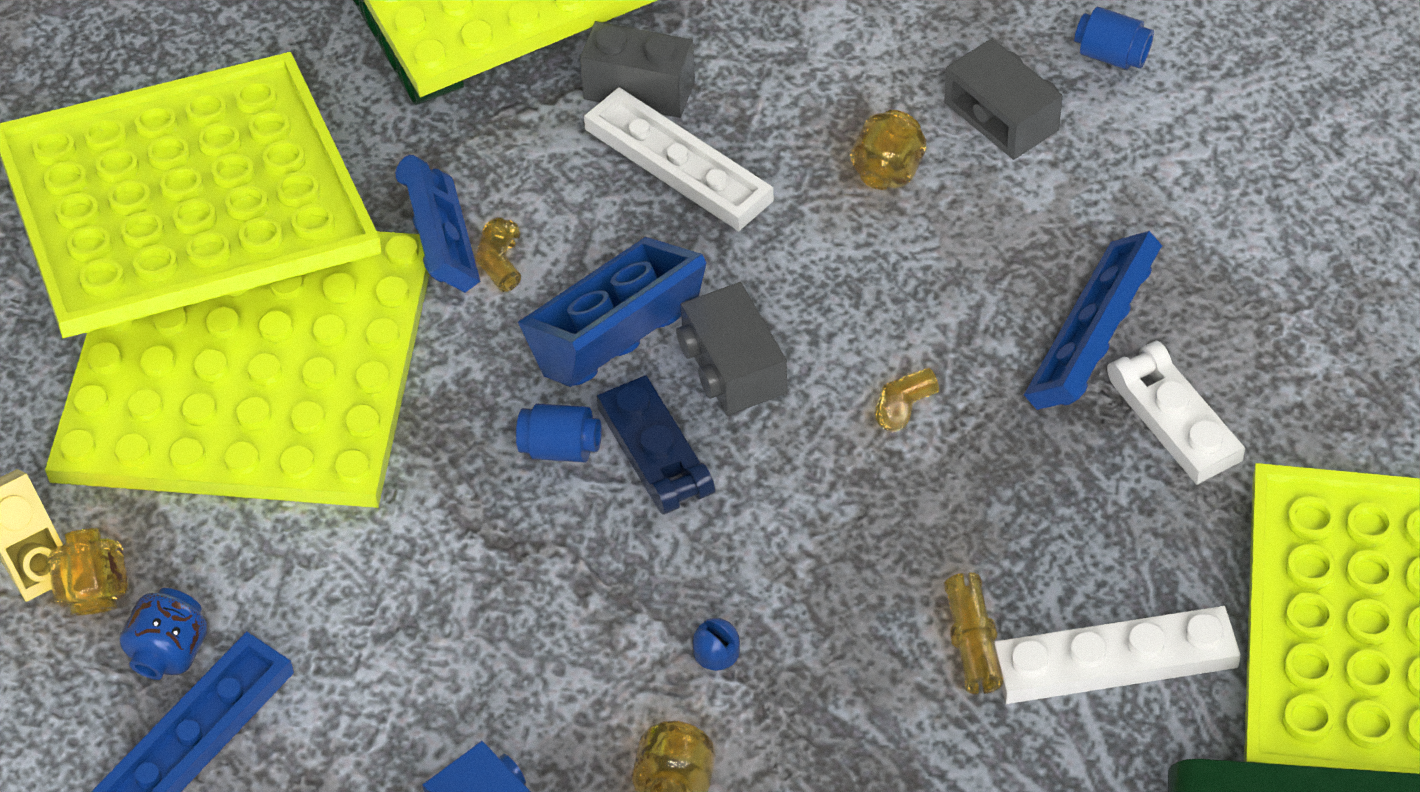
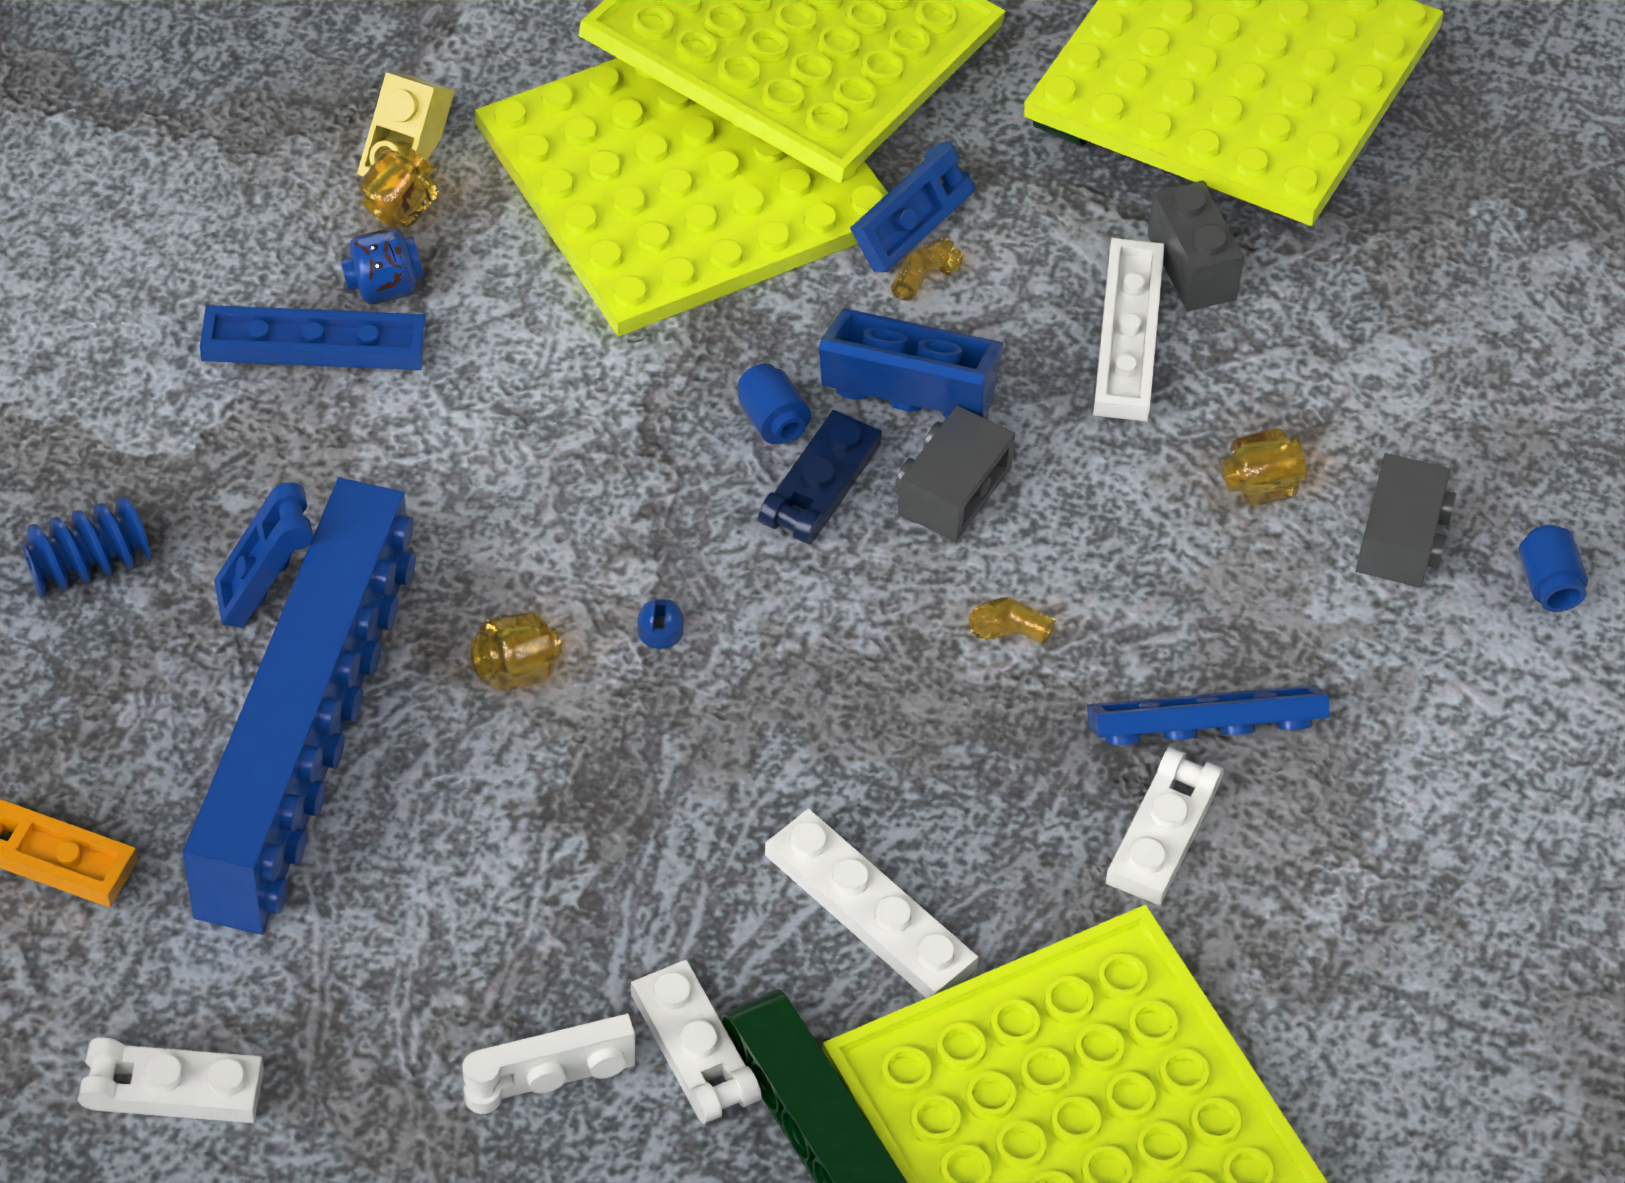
camera: 50 degrees right, 0 degrees up
(973, 633) = (806, 789): clear yellow pin -> none

